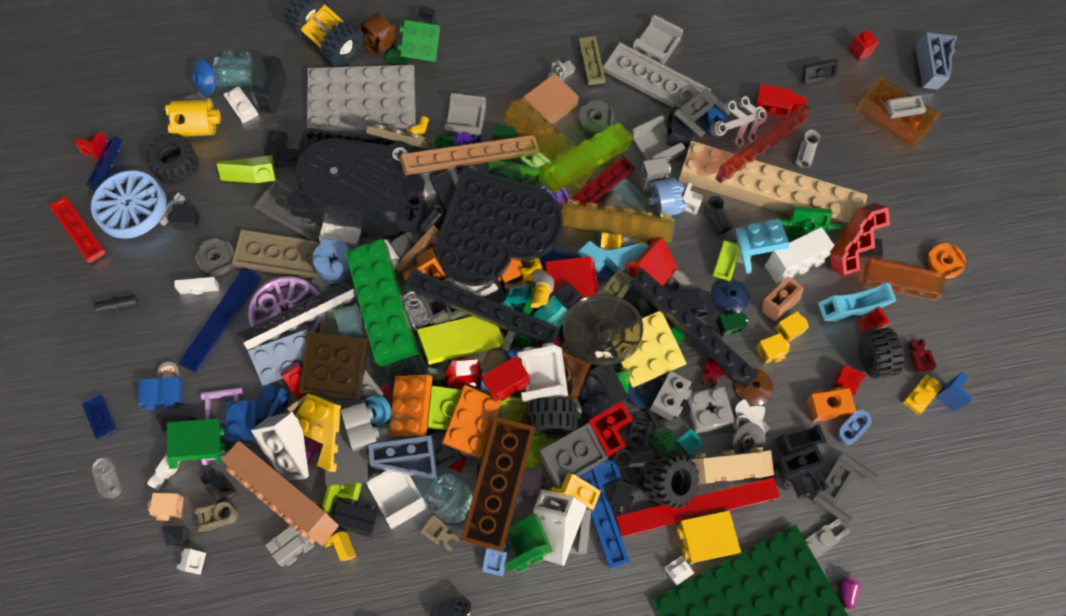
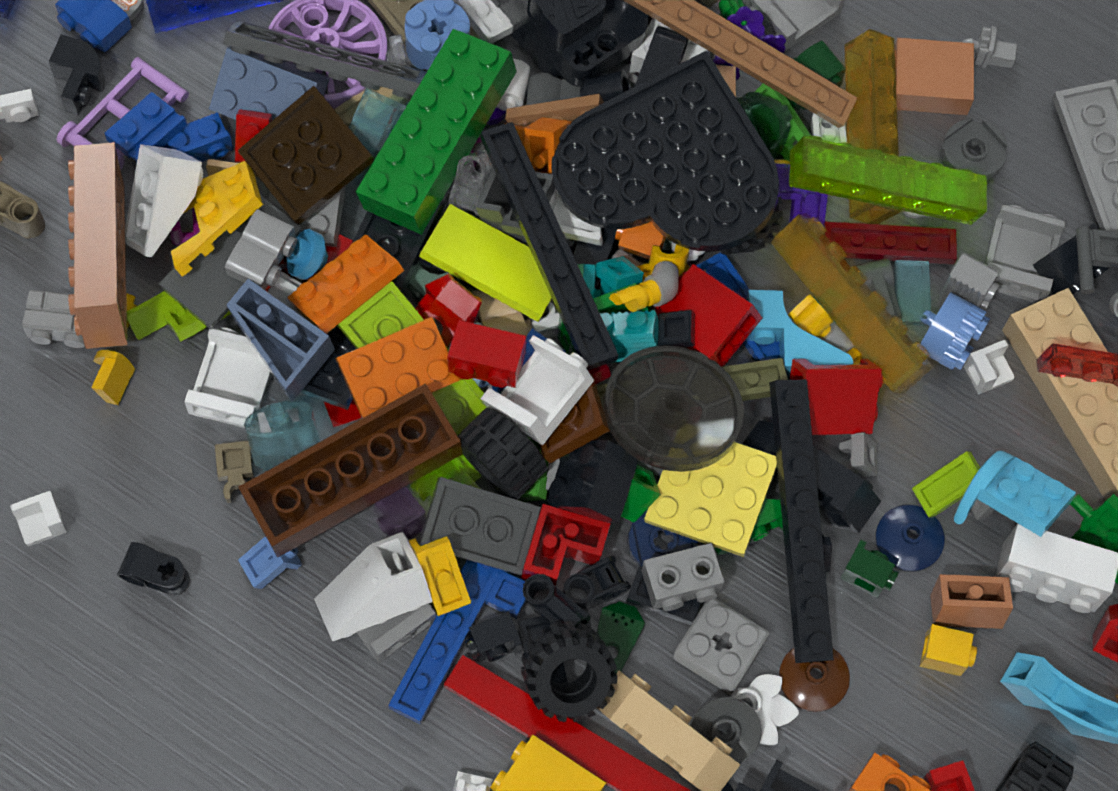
camera: 45 degrees right, 0 degrees up
(194, 441) = (70, 100): green panel -> none
(218, 487) = (46, 181): black plate -> none
(356, 518) = (159, 360): black brick -> none
(528, 543) = (322, 580): green bracket -> none
(591, 60) = (1049, 71): olive plate -> none
(690, 442) = (652, 661): teal tile -> none
(714, 370) = (777, 607): dark red plate -> none
(718, 216) = (1004, 420): black piece -> none
(773, 348) = (891, 652): yellow brick -> none
(872, 321) = (1073, 748): red panel -> none

